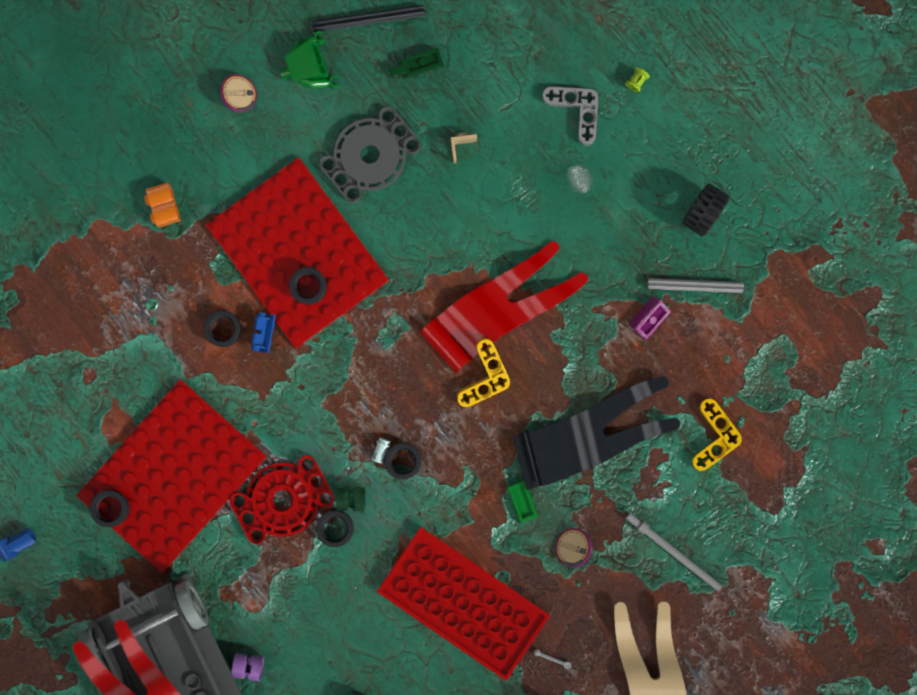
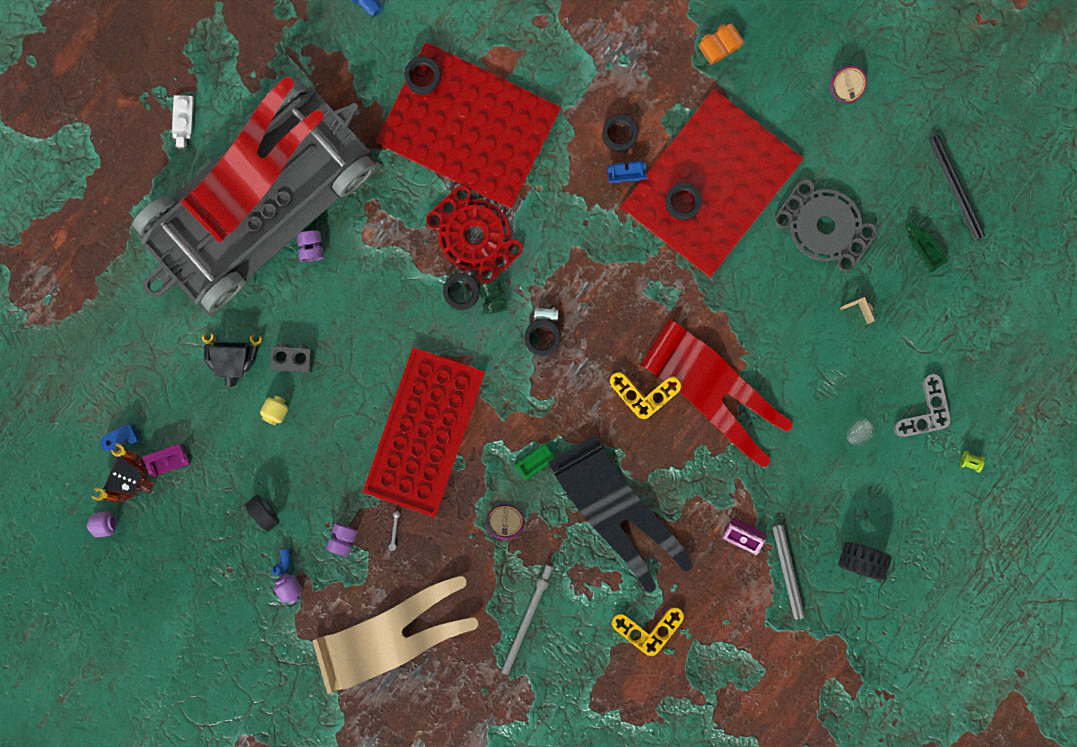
camera: 70 degrees right, 0 degrees up
(307, 65) = (894, 141): green torso -> none

